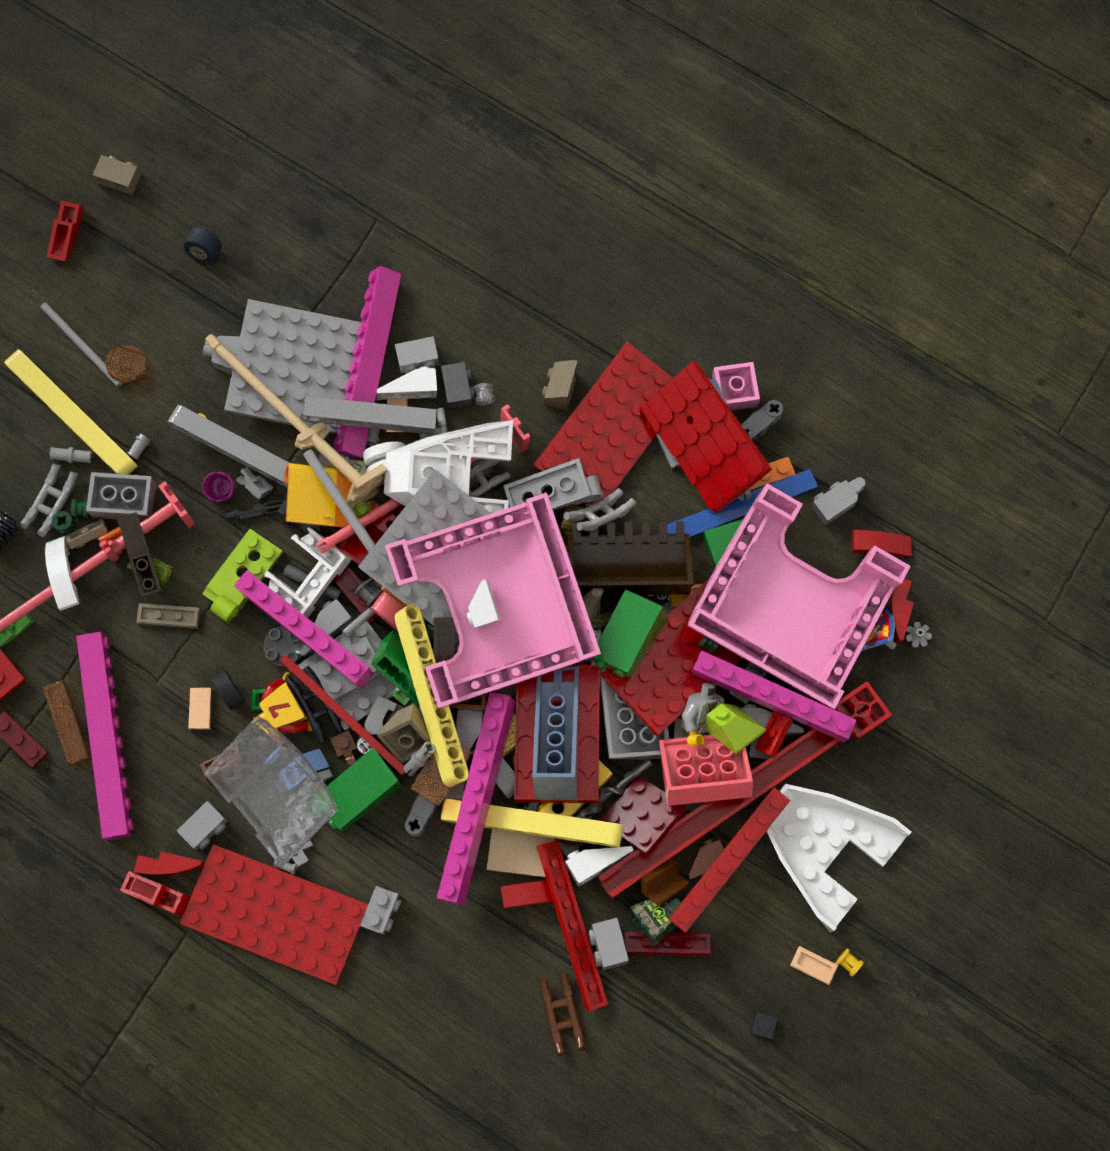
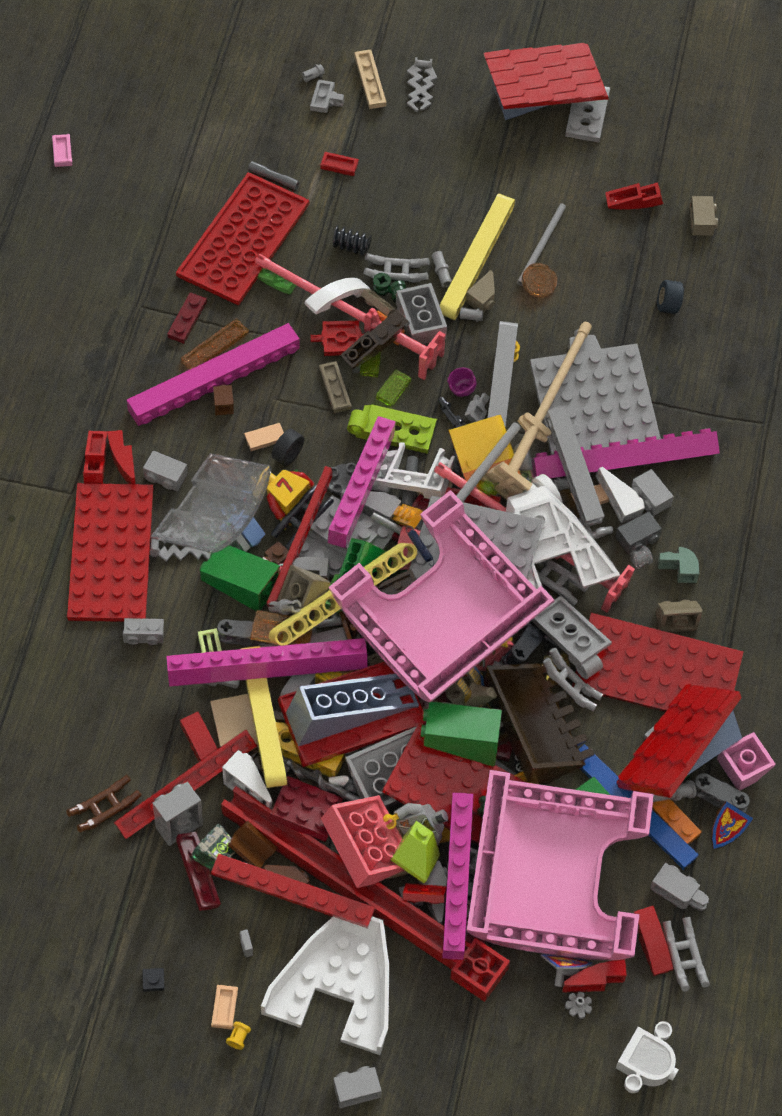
camera: 65 degrees right, 15 degrees down
(112, 588) = (338, 336): none -> red plate
(120, 425) = (482, 293): none -> dark tan slope
(139, 736) = (223, 400): none -> reddish brown brick
(193, 557) = (393, 387): none -> clear neon green tile
(364, 598) = (407, 516): none -> light orange plate
(409, 599) = (420, 545): none -> dark blue piece
(422, 848) = (207, 633): none -> yellowish green tile
(483, 606) = (436, 599): white slope -> none
(506, 355) = (685, 563): none -> sand green brick
(621, 767) = (344, 781): none -> arm
(759, 922) = (246, 943): none -> light grey tile
(791, 429) = (728, 825): none -> shield
(910, 530) = (690, 943): none -> light grey piece
(935, 867) = (357, 1086): none -> light grey brick
(992, 594) = (648, 1058): none -> white piece

